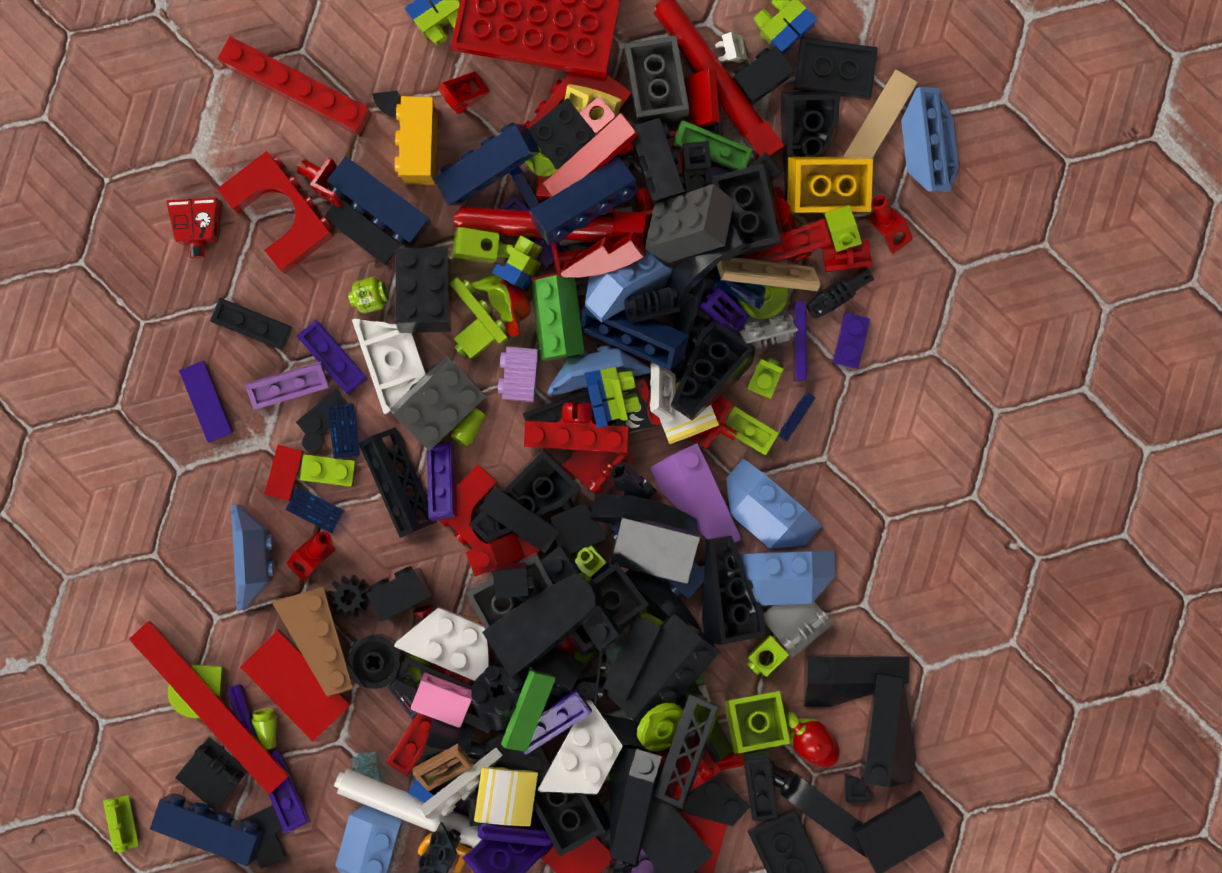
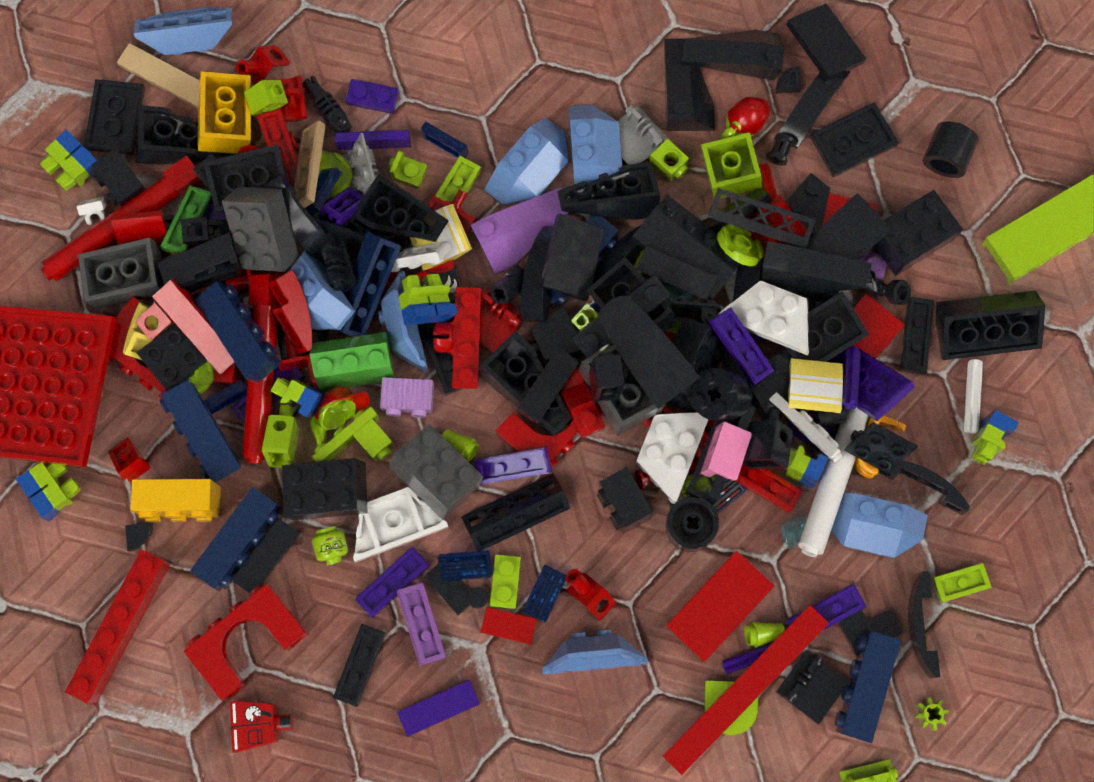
camera: 90 degrees left, 10 degrees down
(314, 632) = (673, 581): medium nougat wedge -> none
(319, 179) = (211, 597): red bracket -> none
(342, 591) = (632, 545): black gear -> none
(439, 765) = (788, 445): medium nougat tile -> none
(528, 711) = (731, 362): bright green tile -> none
(760, 785) = (790, 160): black tile -> none

